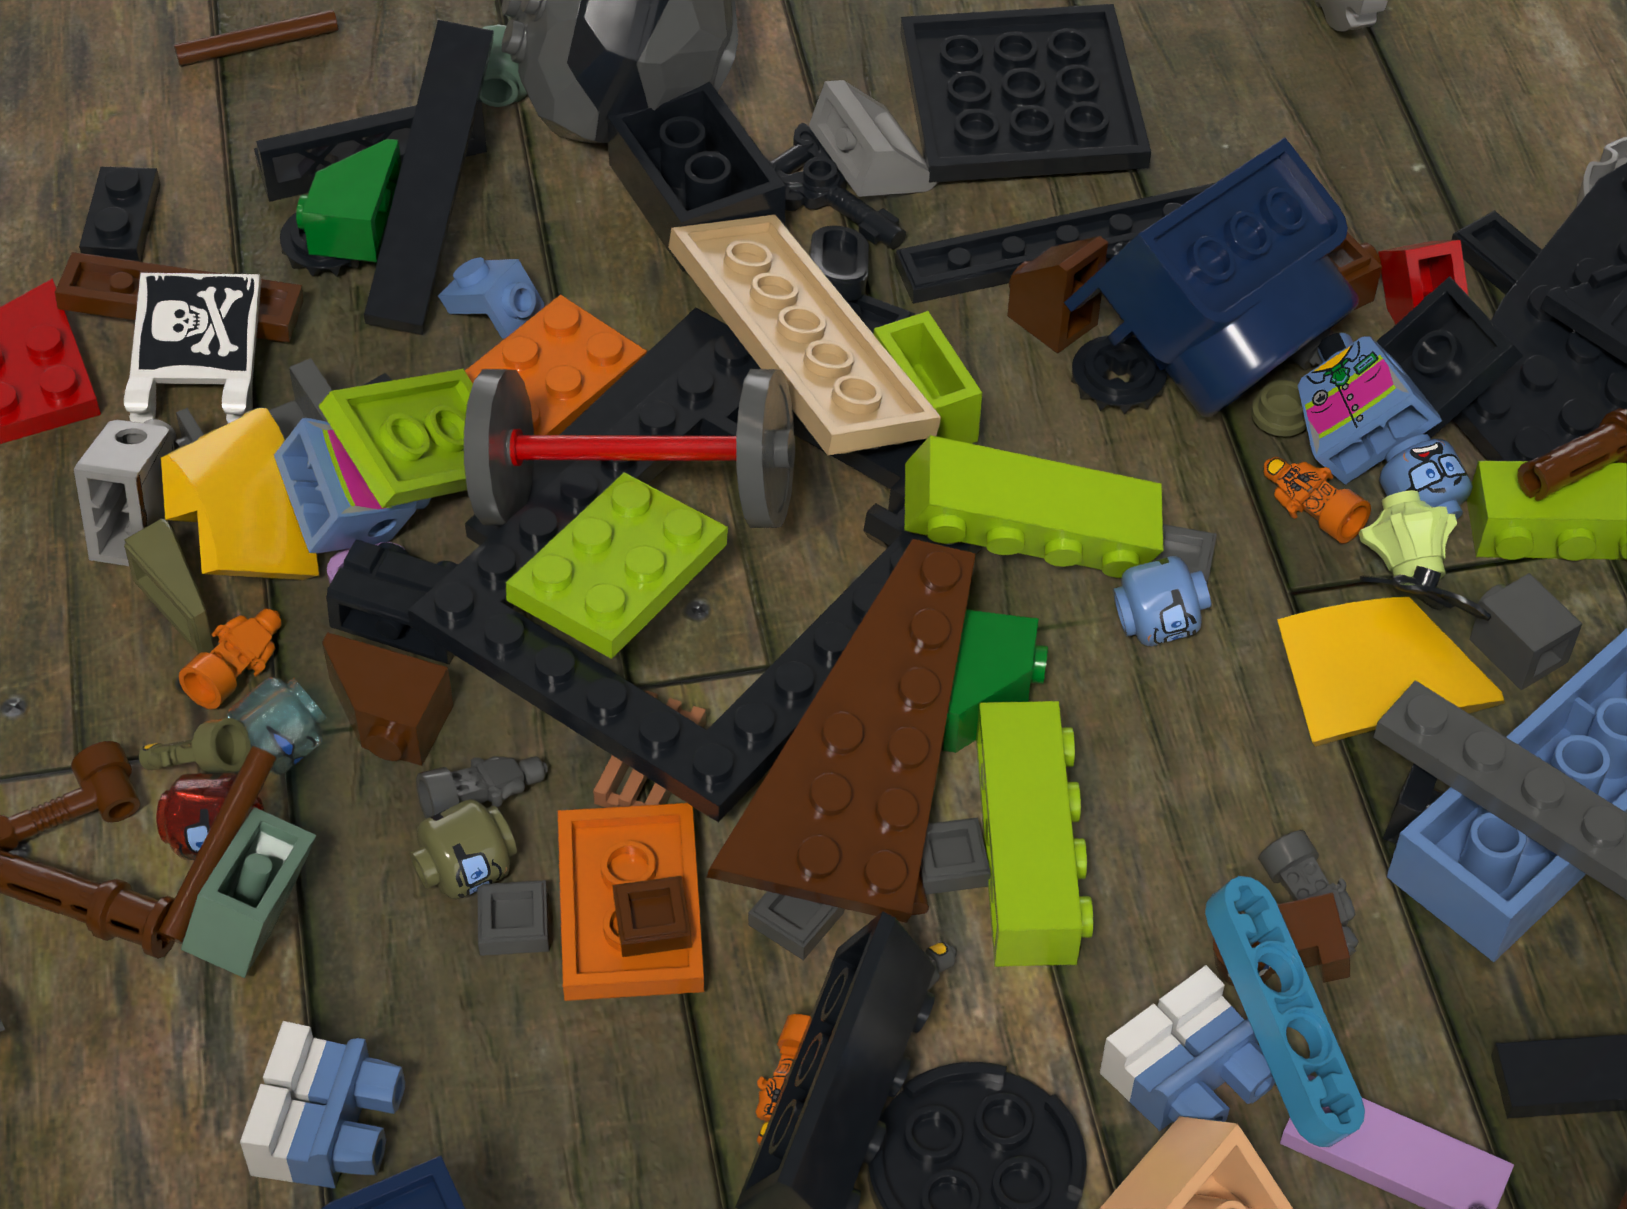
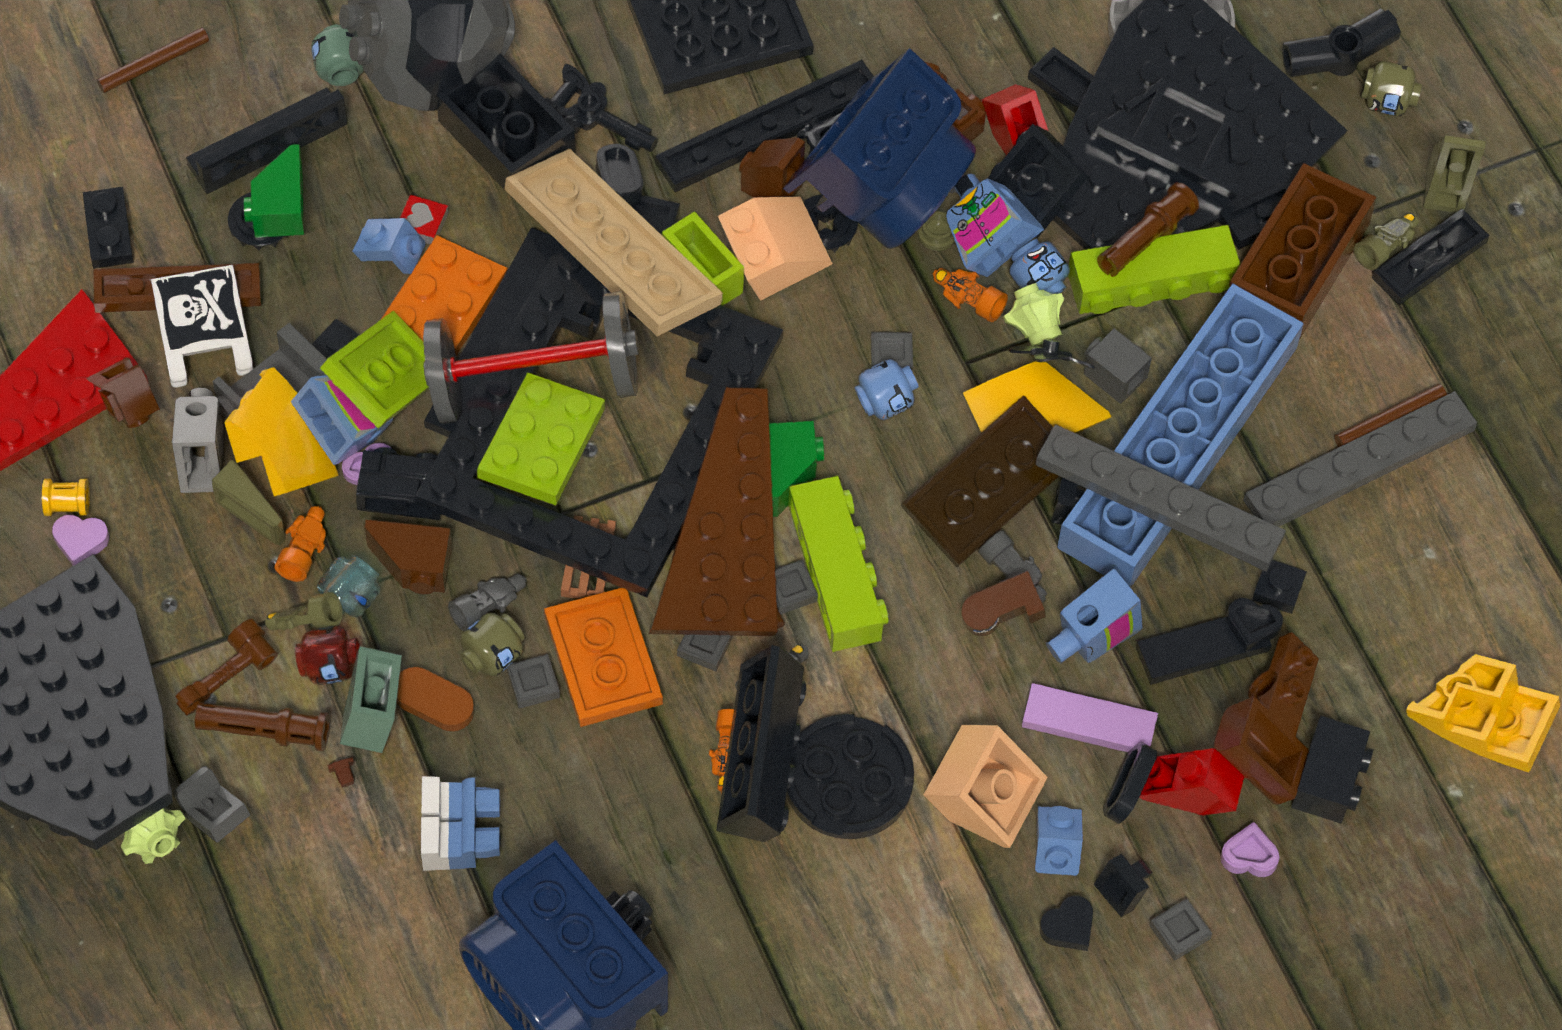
camera: 15 degrees left, 10 degrees up
(53, 411) = (125, 393): none -> reddish brown window
(177, 994) = (343, 771): none -> copper piece
(222, 832) = (345, 674): reddish brown bar -> none
(351, 914) = (434, 699): none -> dark orange tile
(429, 178) = (324, 163): black tile -> none
(554, 271) = (425, 216): none -> tile
(652, 916) = (622, 665): reddish brown tile -> none
(867, 143) = (609, 78): light grey tile -> none
(1032, 507) = (794, 345): lime brick -> none
(1037, 378) = (774, 242): none -> light nougat slope
(1183, 1051) = (956, 683): hips -> none
(1285, 758) = (984, 484): none -> dark brown tile
(1292, 1007) = (1015, 647): dark azure beam -> none
(1437, 993) = (1097, 620): none -> medium blue torso

